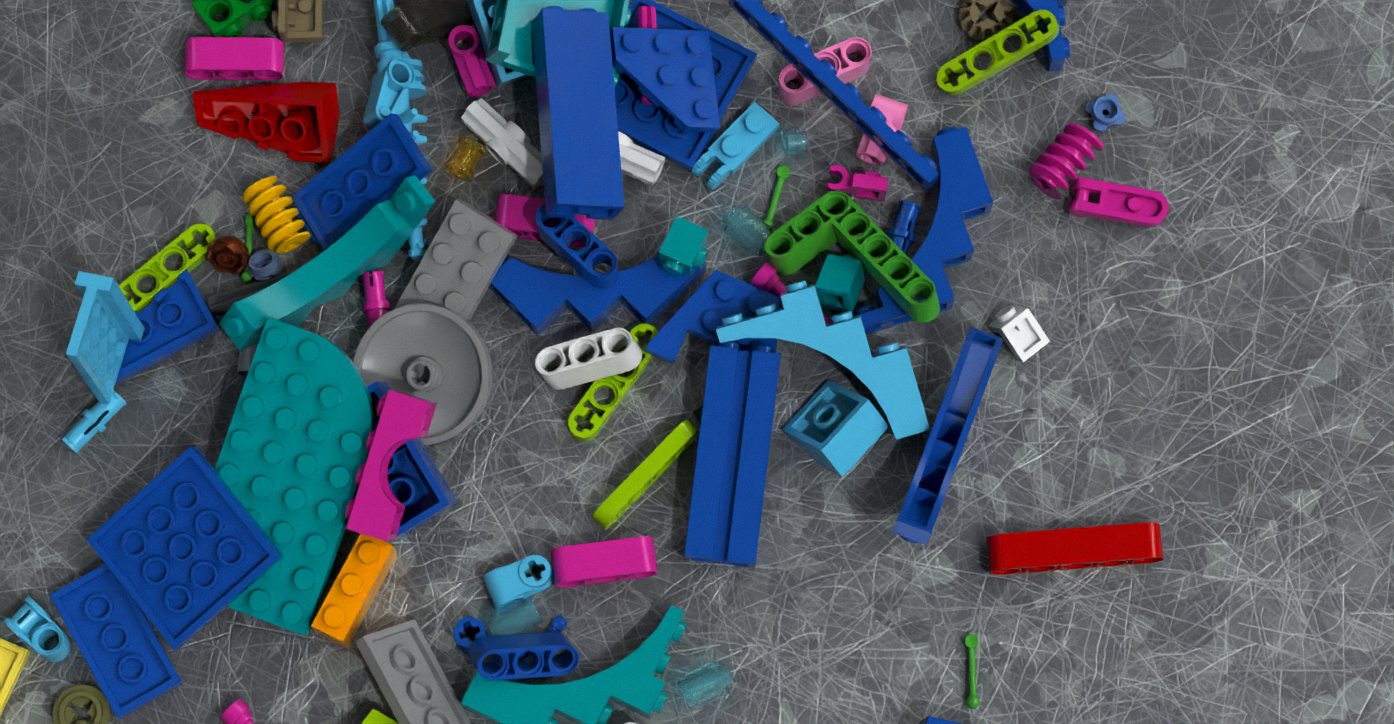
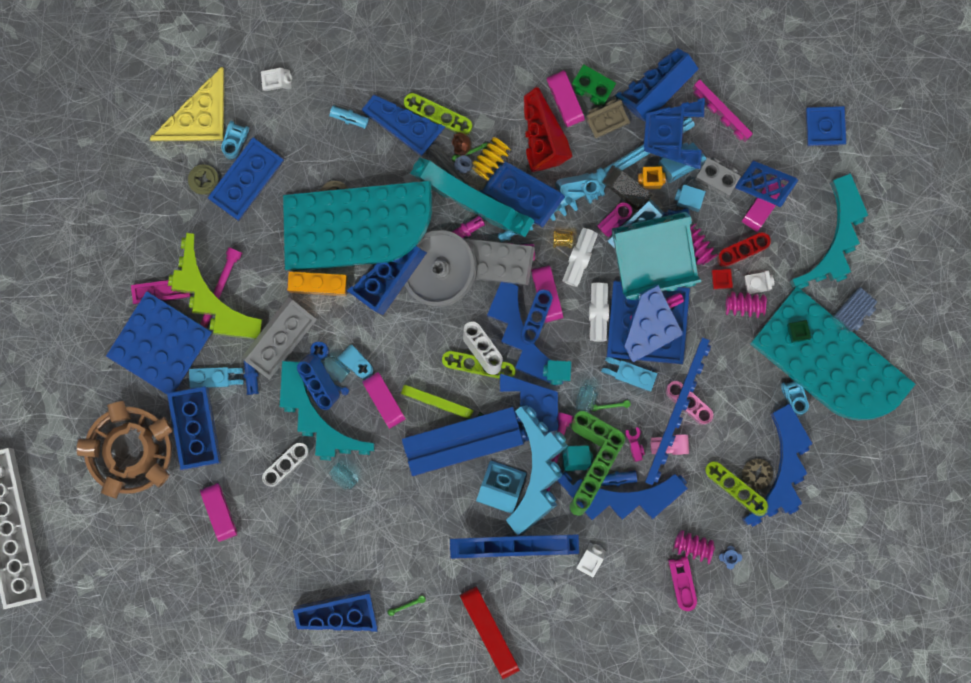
camera: 65 degrees right, 10 degrees up
(101, 333) = (383, 103): medium azure fence -> none
(184, 547) = (301, 192): blue plate -> none
(376, 508) = (357, 277): dark pink arch -> none
(577, 113) = (603, 287): blue brick -> none
(794, 142) = (644, 403): clear light blue plate -> none

